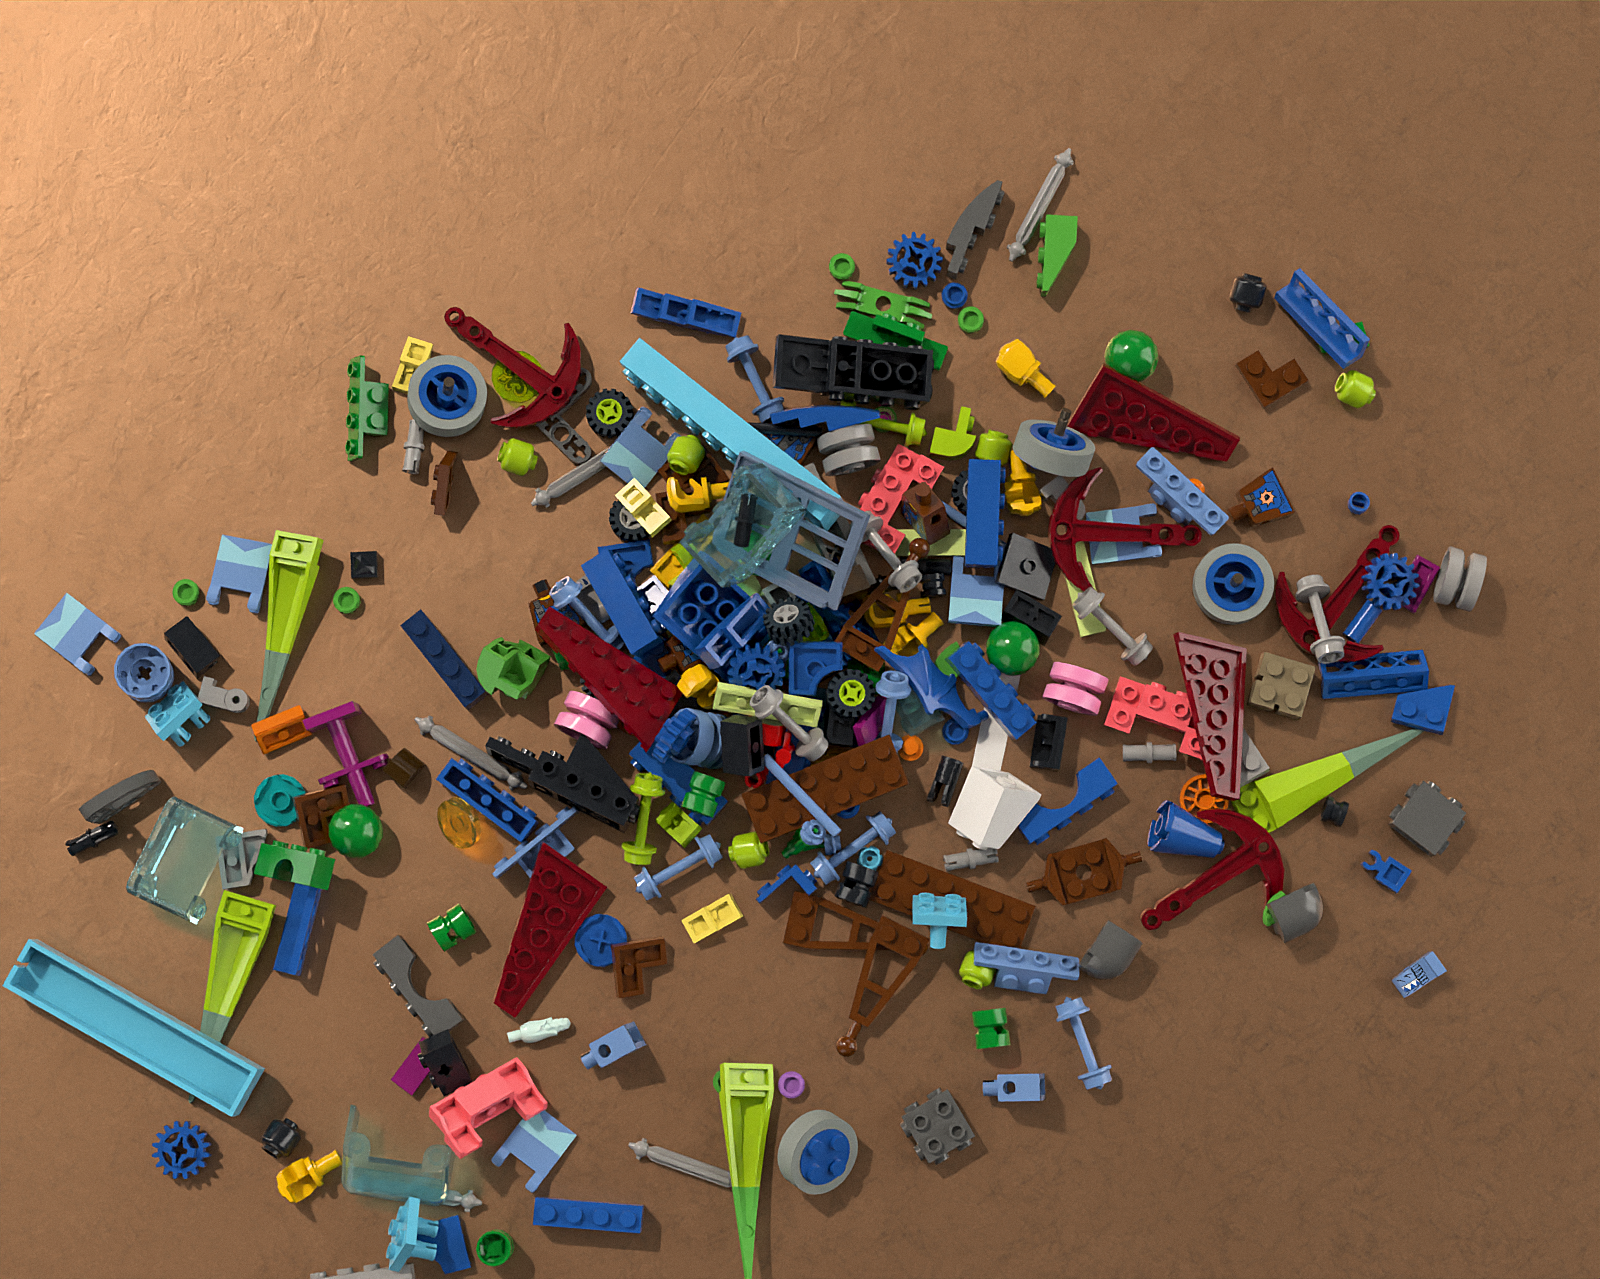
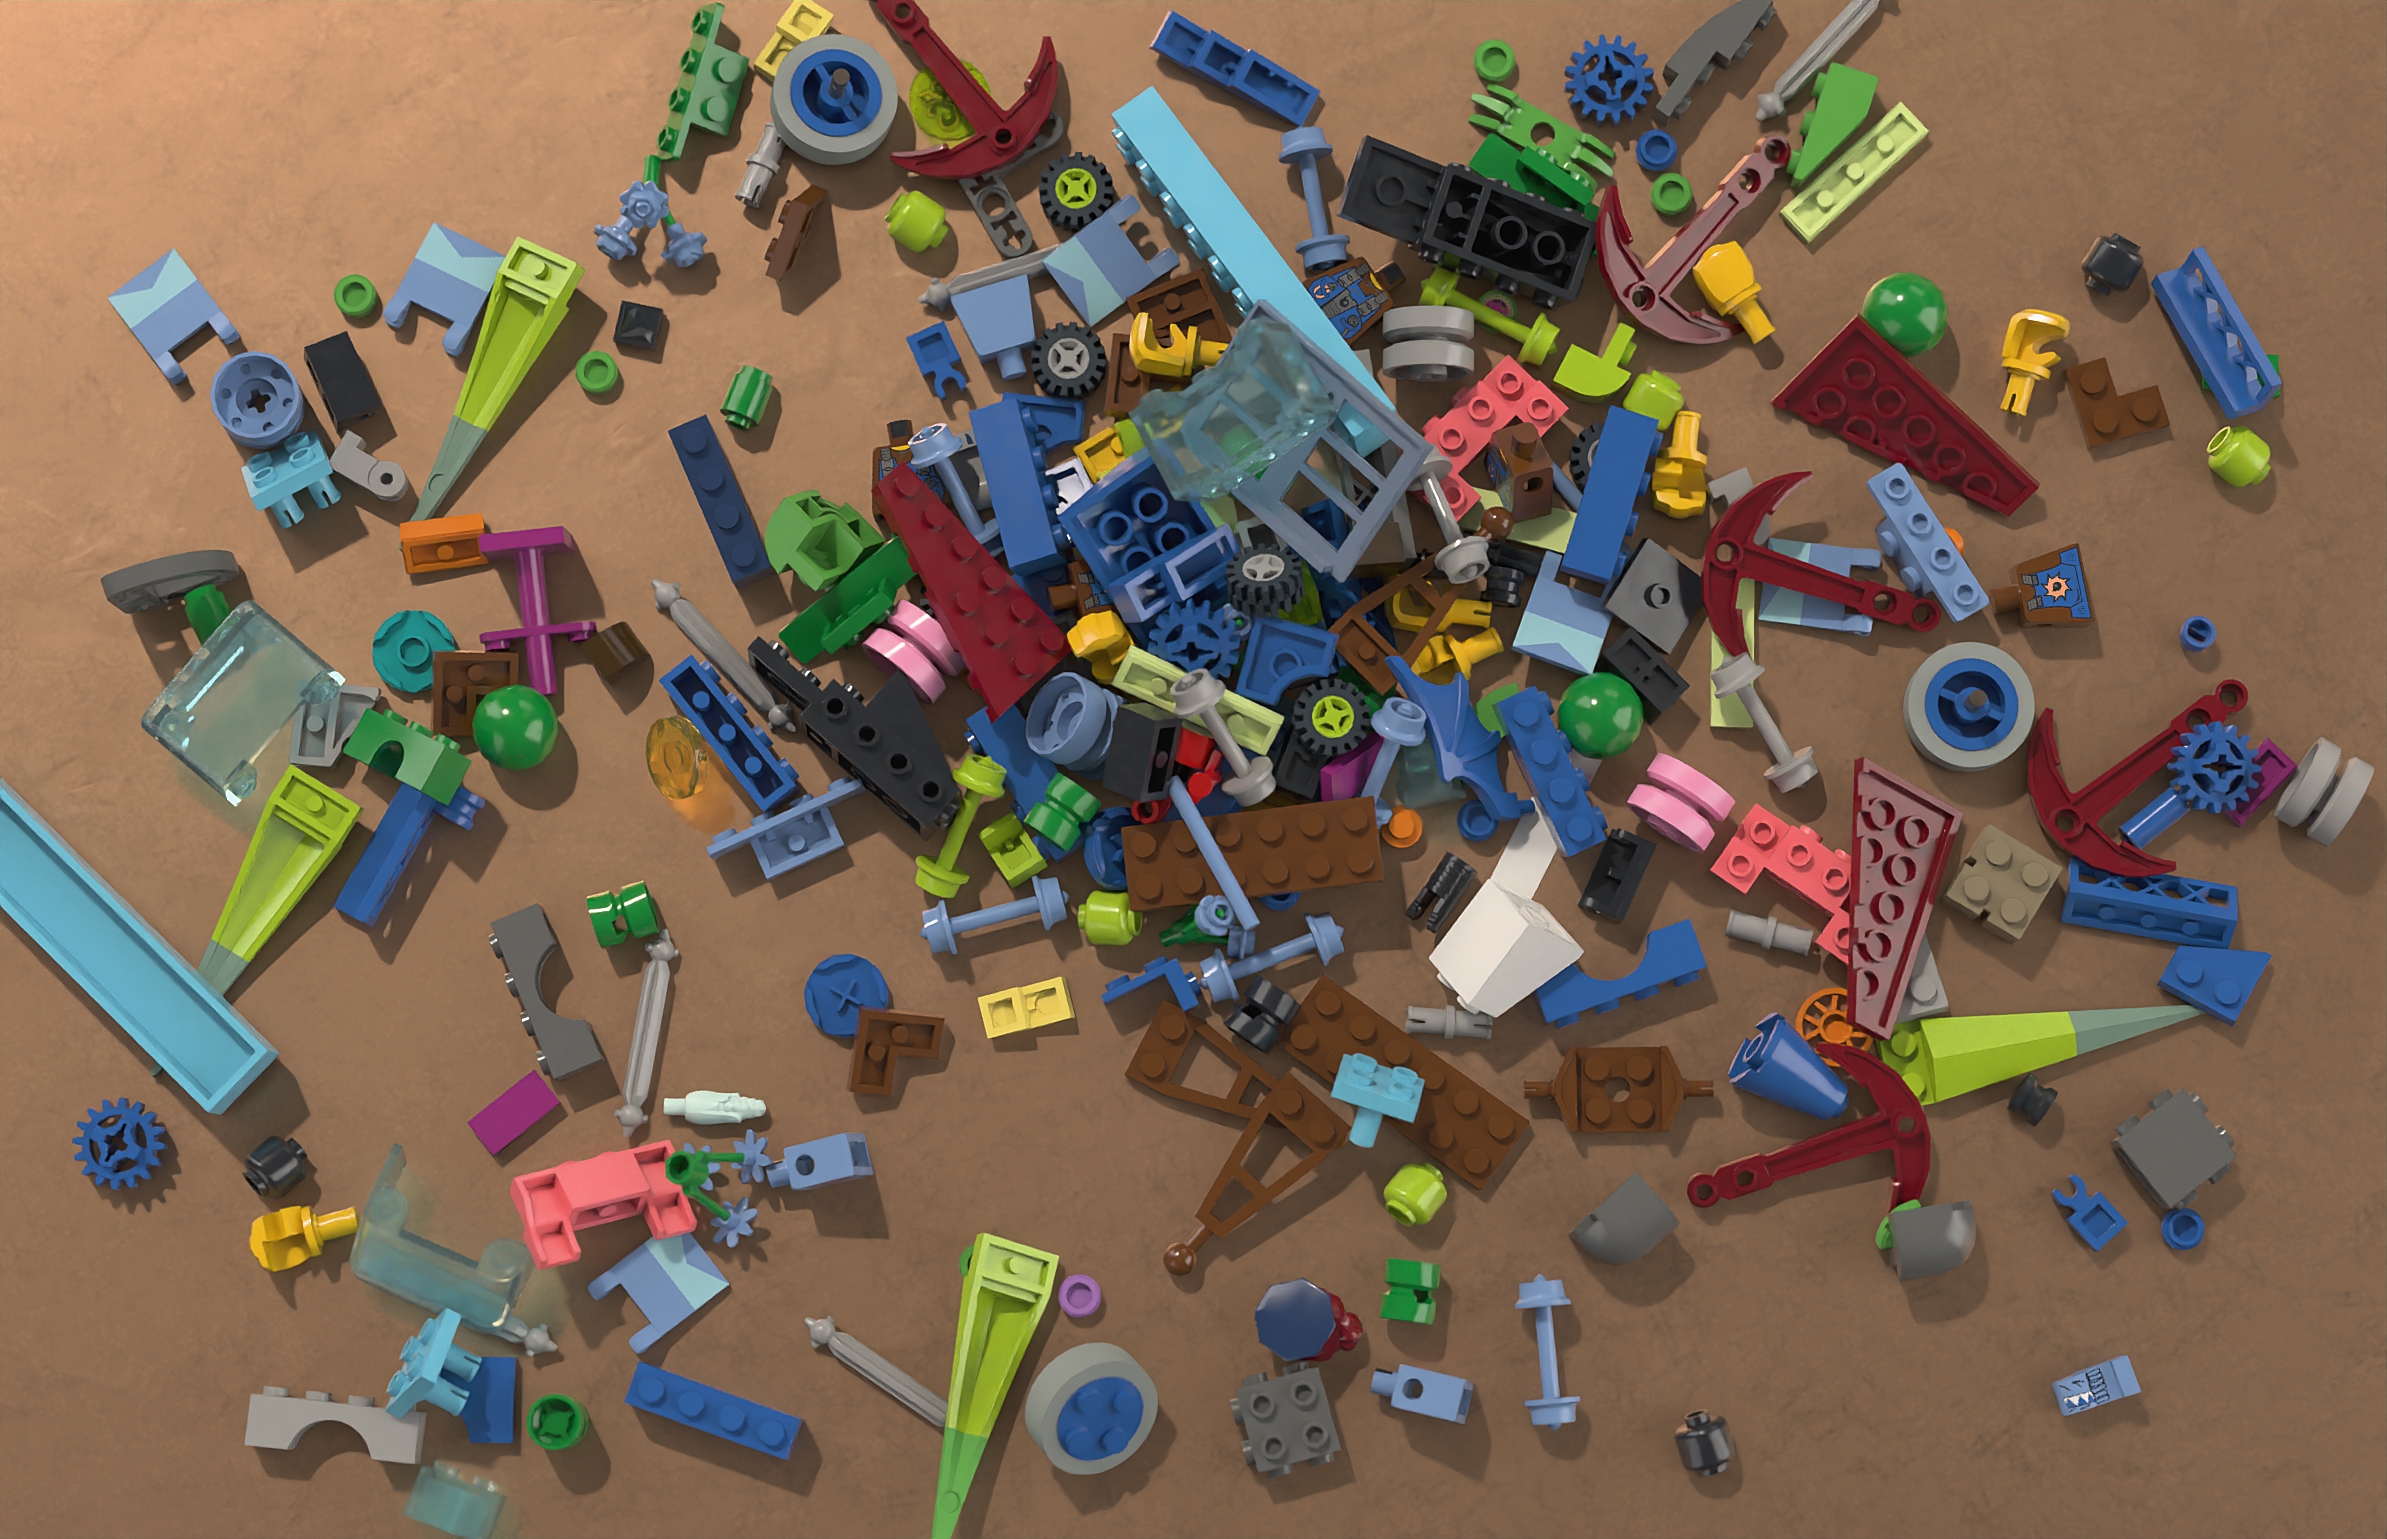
camera: 15 degrees right, 0 degrees up
(91, 838) = (111, 632): black axle -> none
(147, 810) = (206, 610): none -> green brick
(336, 889) = (461, 808): none -> blue wheel
(351, 491) = (647, 205): none -> medium blue plant
(442, 592) = (747, 398): none -> green brick
(445, 1062) = (559, 1098): black brick -> none
(485, 995) = (646, 1033): none -> light grey wheel
(536, 1073) = (692, 1170): none -> plant
(540, 702) = (850, 605): none -> green bracket
(550, 535) = (936, 354): none -> blue plate
(550, 915) = (781, 934): dark red wing -> none
(584, 506) = (998, 323): none -> medium blue torso
(643, 507) = (1088, 349): light yellow slope -> none
(674, 735) = (1041, 709): blue gear -> none
(686, 454) = (1176, 285): lime head -> none
(734, 808) = (1104, 847): none -> blue tile
(745, 520) = (1238, 407): black axle -> none
(789, 430) = (1343, 288): black bar -> none
(835, 415) = (1420, 284): blue slope -> none
(872, 851) = (1300, 972): medium azure plate -> none
(932, 1064) = (1305, 1322): none -> dark blue piece
(980, 366) = (1667, 268): none -> piece
(1025, 968) = (1486, 1212): medium blue bracket -> none
(1054, 446) = (1747, 421): light grey wheel -> none
(1077, 277) = (1853, 172): none -> yellowish green tile
(1193, 1072) = (1705, 1443): none -> black head
(1207, 361) = (2021, 355): none -> yellow piece
(1311, 590) = (2090, 843): light grey piece -> none
(1445, 865) = (2182, 1228): none -> blue plate

